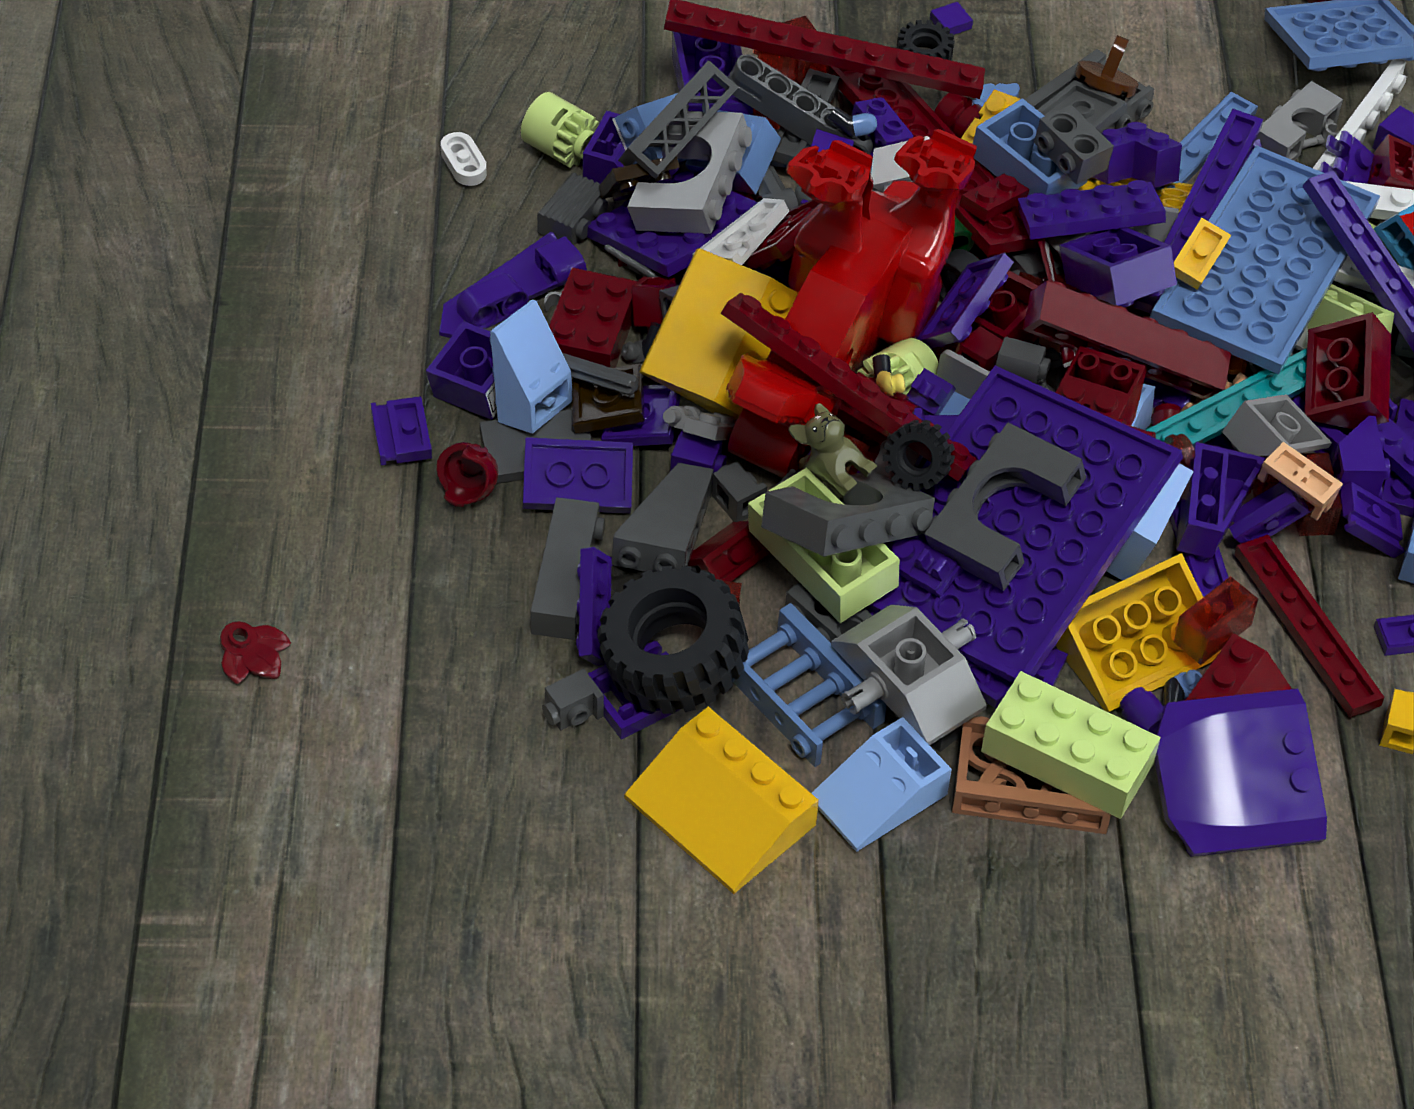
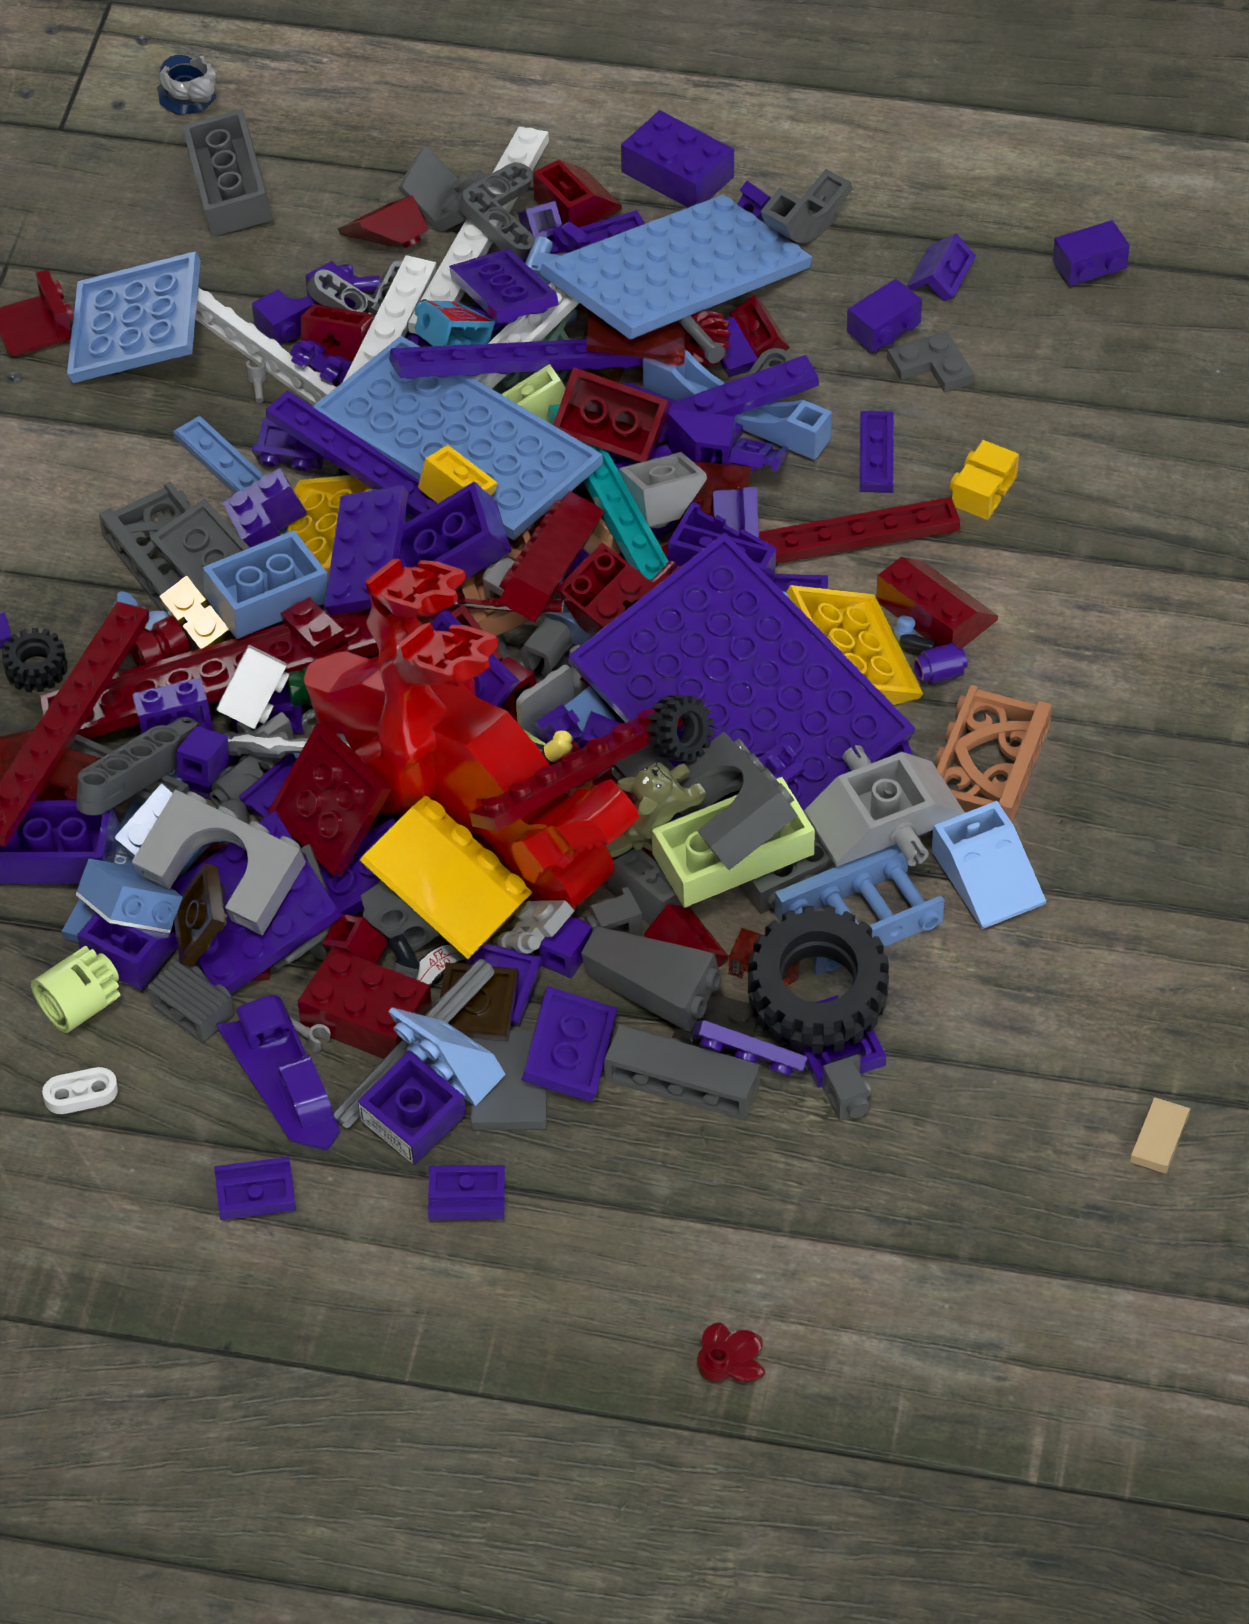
camera: 75 degrees left, 0 degrees up
(381, 286) = (254, 1188): none -> dark purple plate
(466, 473) = (550, 1134): dark red cap -> none
(574, 987) = (1160, 1135): none -> tan tile
(668, 116) = (158, 852): dark grey fence -> none
(723, 800) = (979, 989): yellow slope -> none
(748, 231) = (325, 837): white wing -> none
(853, 125) = (182, 718): arm -> none
(1010, 461) = (758, 726): dark grey arch -> none
(1070, 744) = (988, 709): yellowish green brick -> none
(1073, 144) = (291, 535): dark grey brick -> none
(1107, 77) = (150, 504): reddish brown tile -> none
(1183, 443) = (679, 552): clear red plate -> none
(1214, 618) = (865, 581): clear red brick -> none
(1240, 773) = (1022, 605): dark purple wedge -> none
(1302, 478) = (735, 474): light nougat hinge -> none
(1304, 112) = (225, 376): light grey arch -> none

